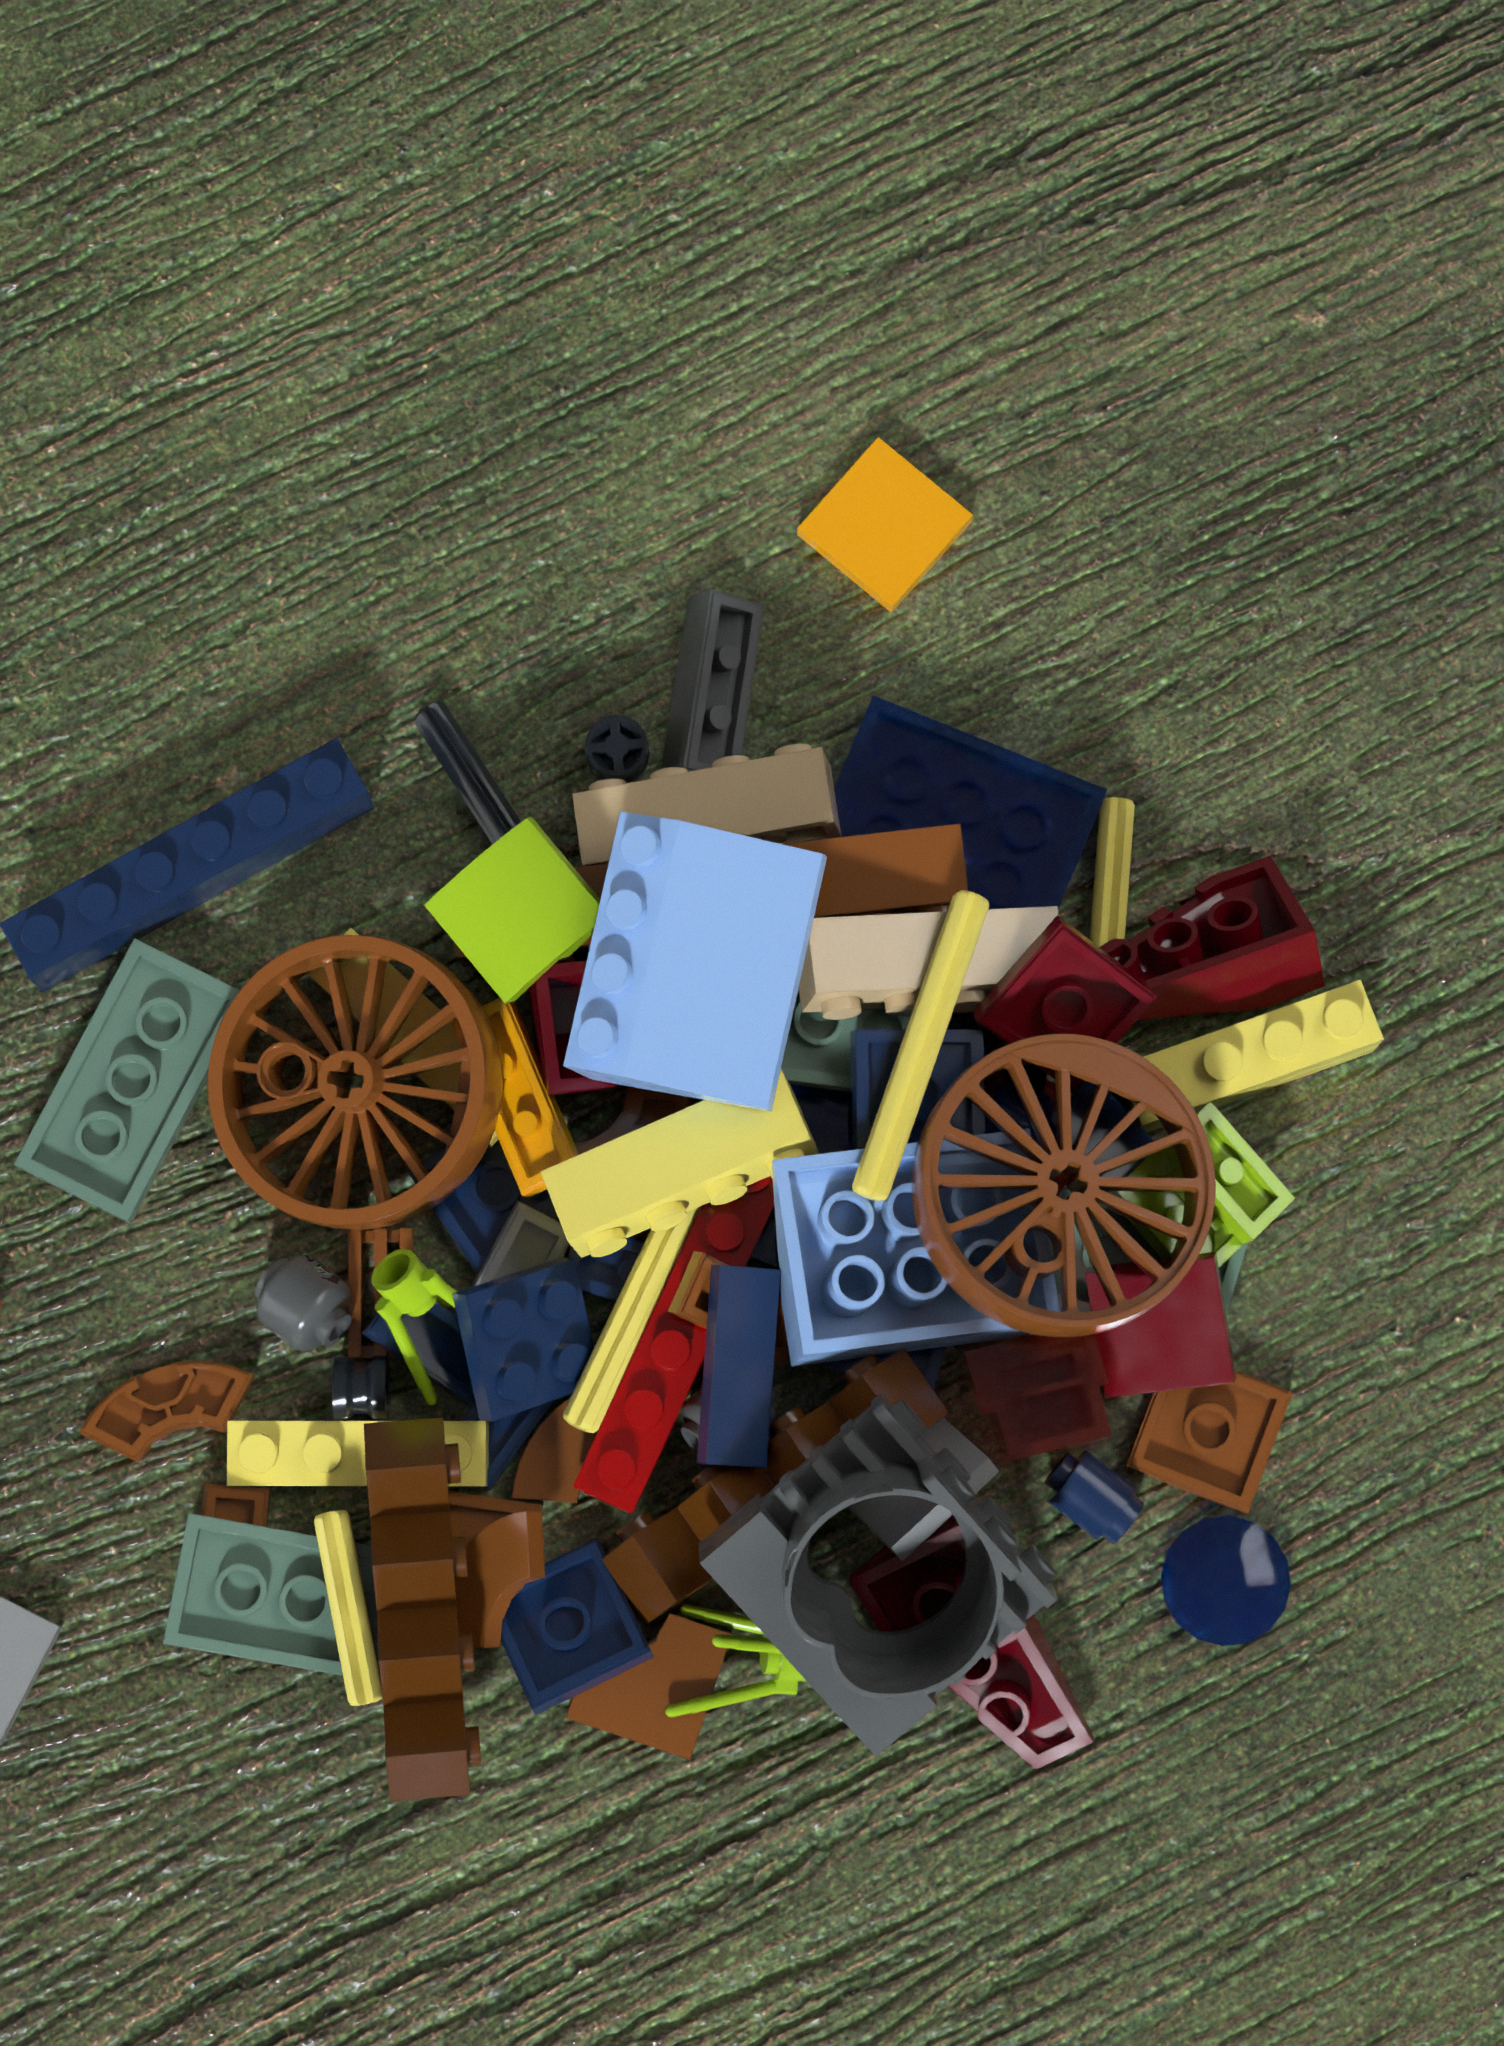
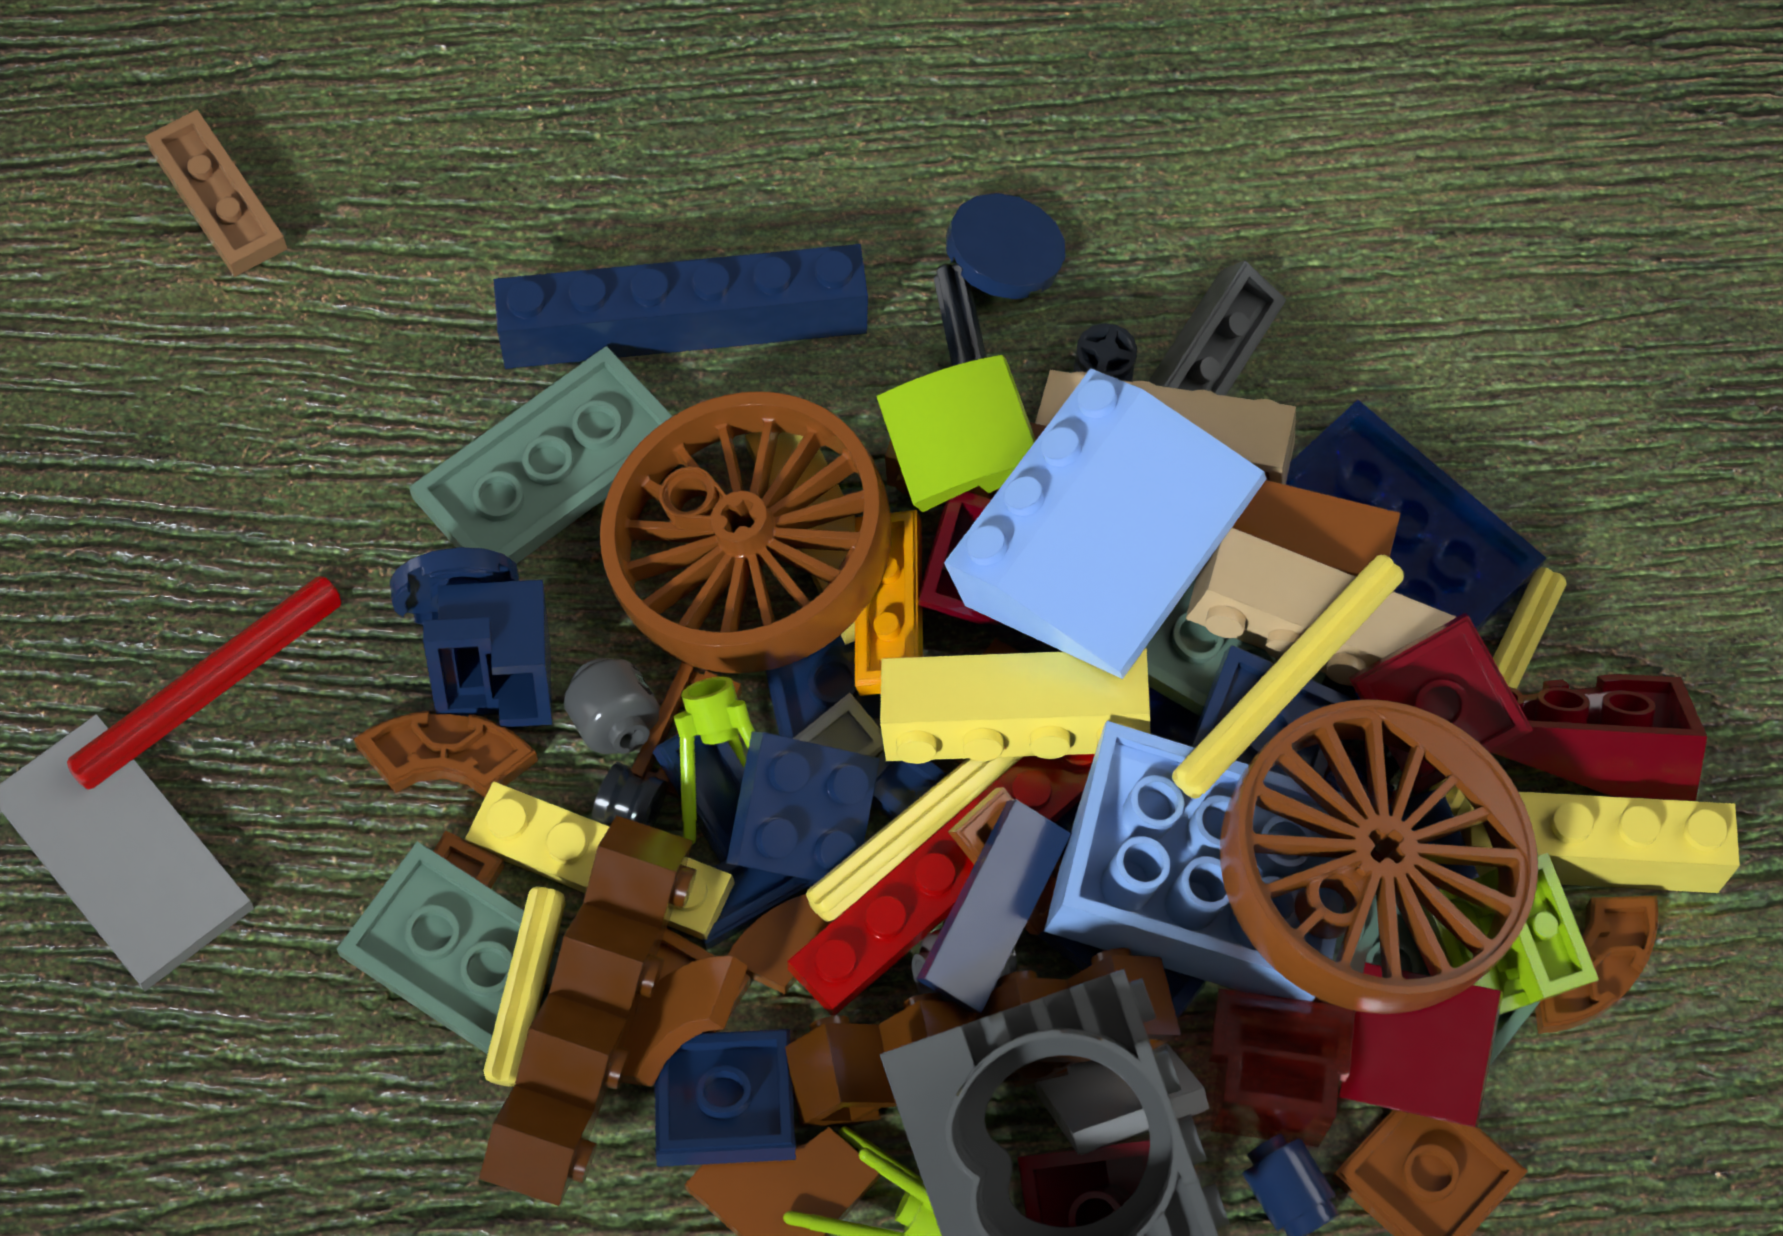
camera: 20 degrees right, 15 degrees down
(108, 1254) = (417, 581): none -> dark blue tile
(173, 1302) = (491, 652): none -> dark blue plate
(472, 665) = (1005, 245): none -> dark blue tile
(884, 524) = (1422, 275): light orange tile -> none
(1299, 1155) = (1619, 942): none -> dark orange tile

